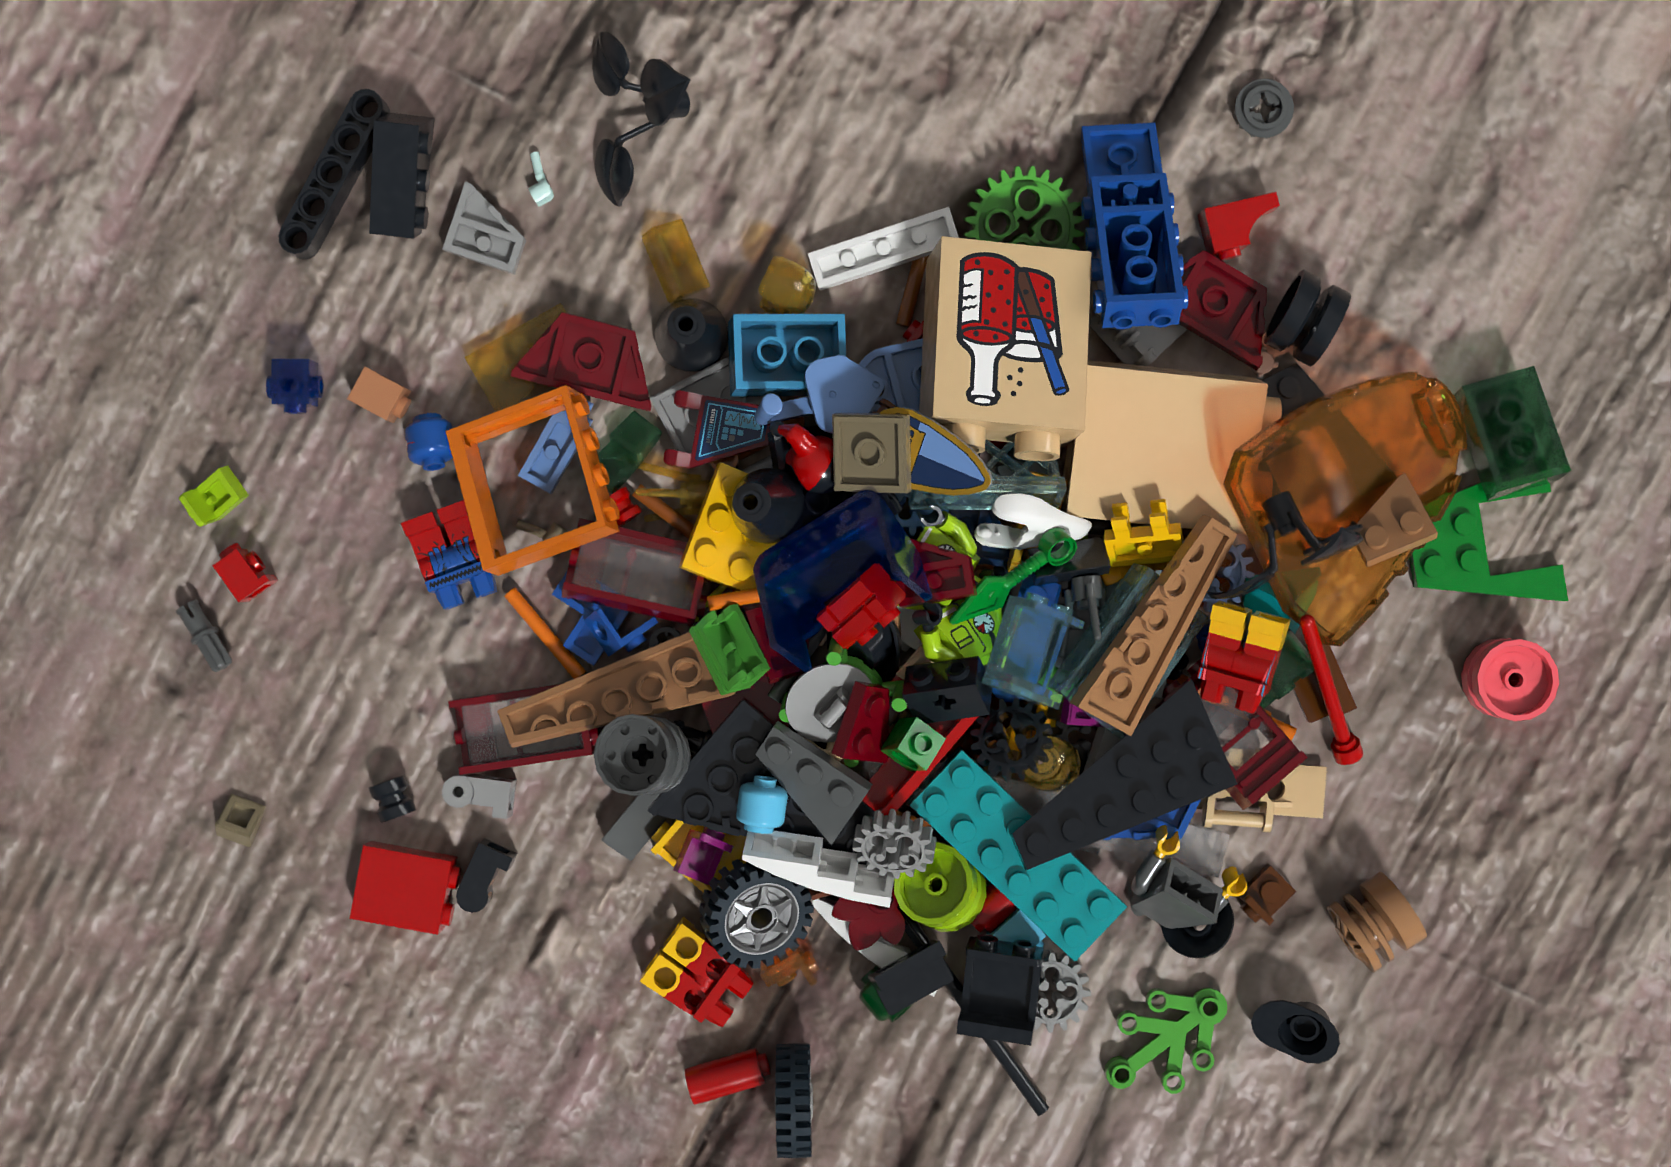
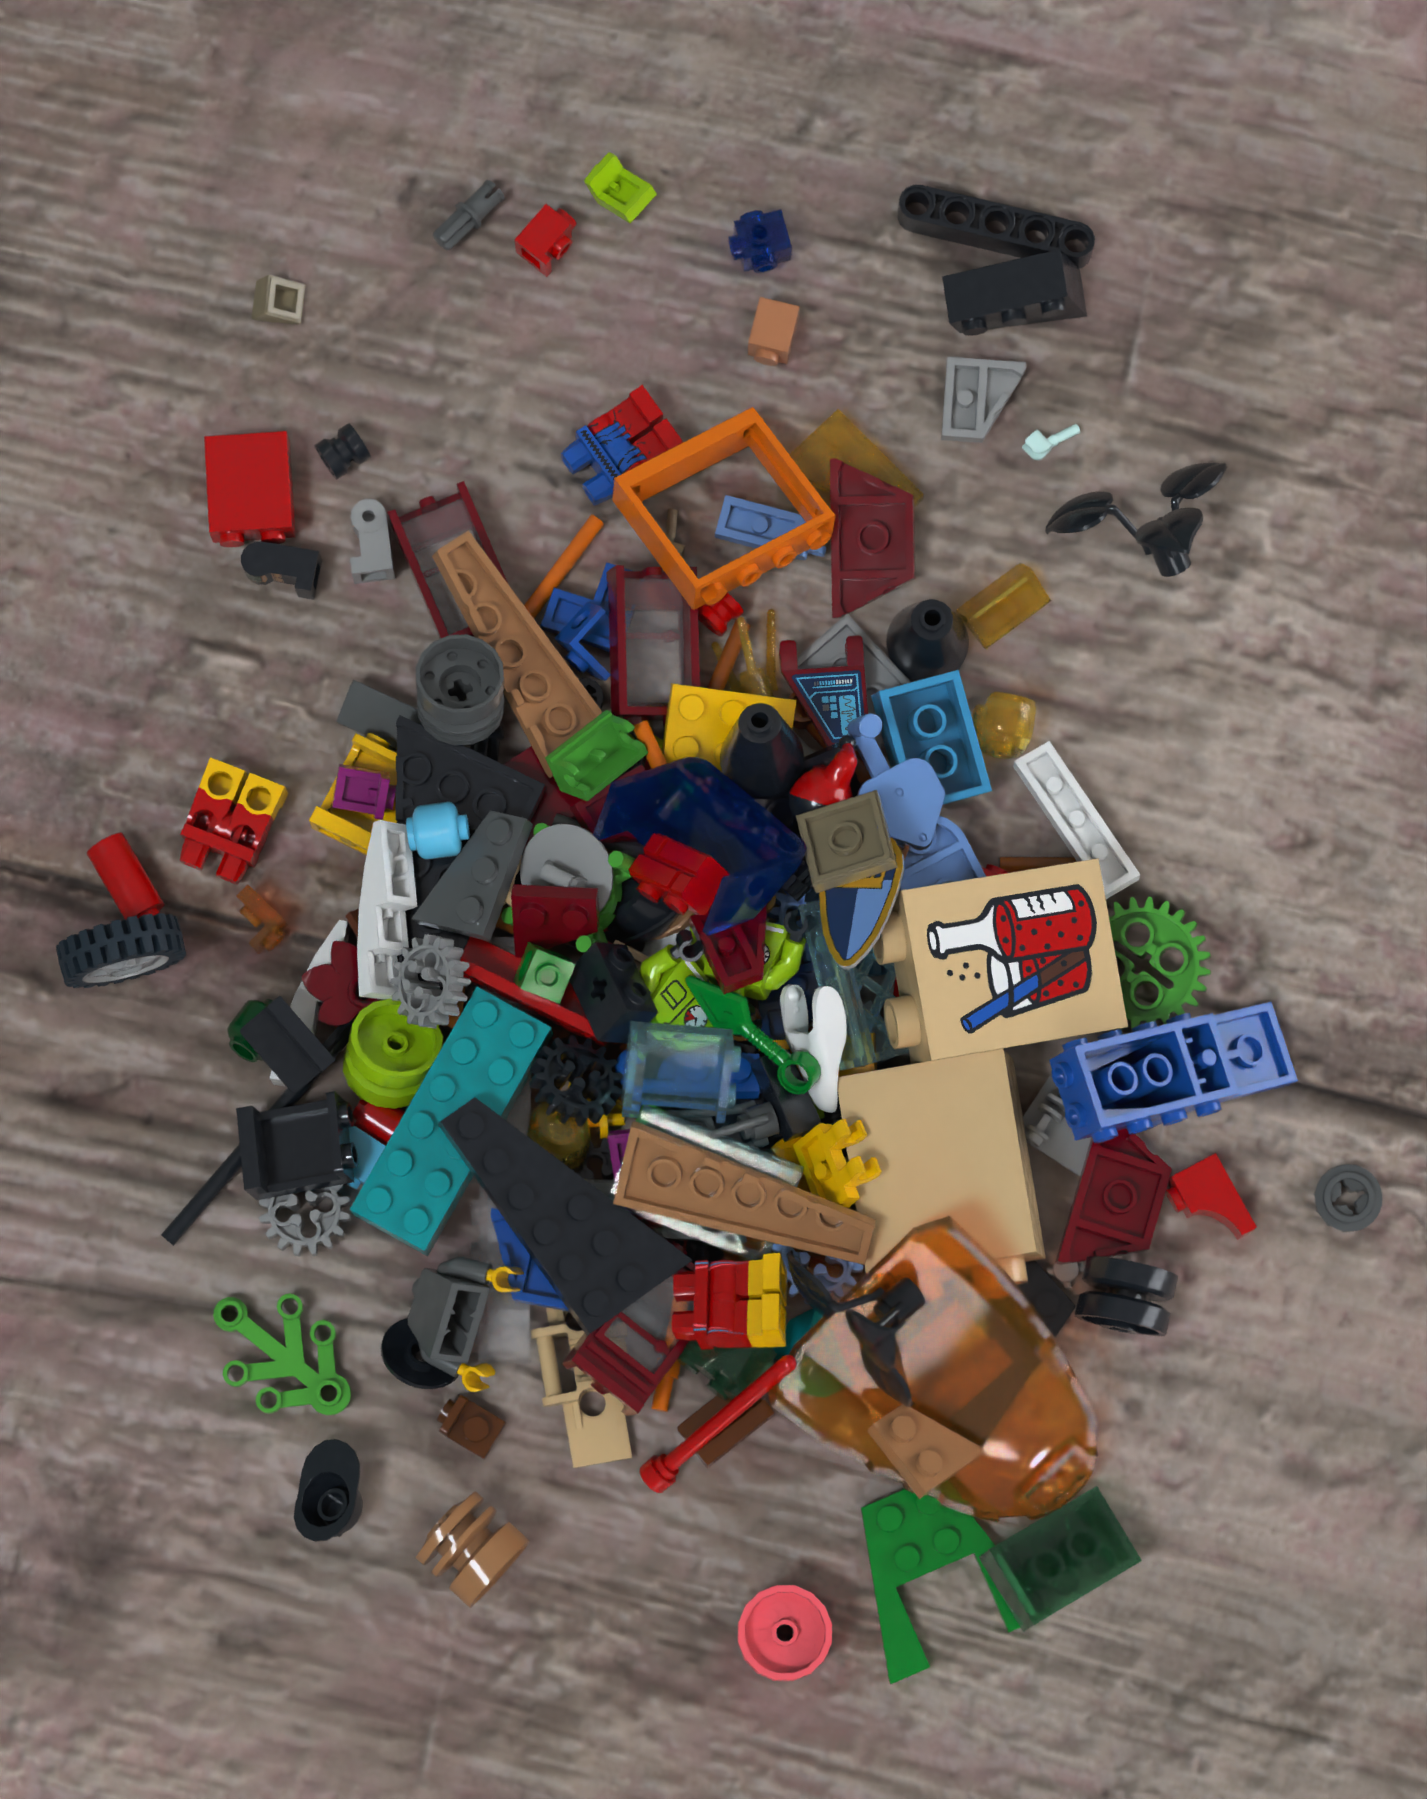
camera: 75 degrees right, 10 degrees down
(428, 441) = (736, 392): blue head -> none
(628, 449) = (783, 604): clear green slope -> none
(760, 936) = (286, 864): wheel -> none

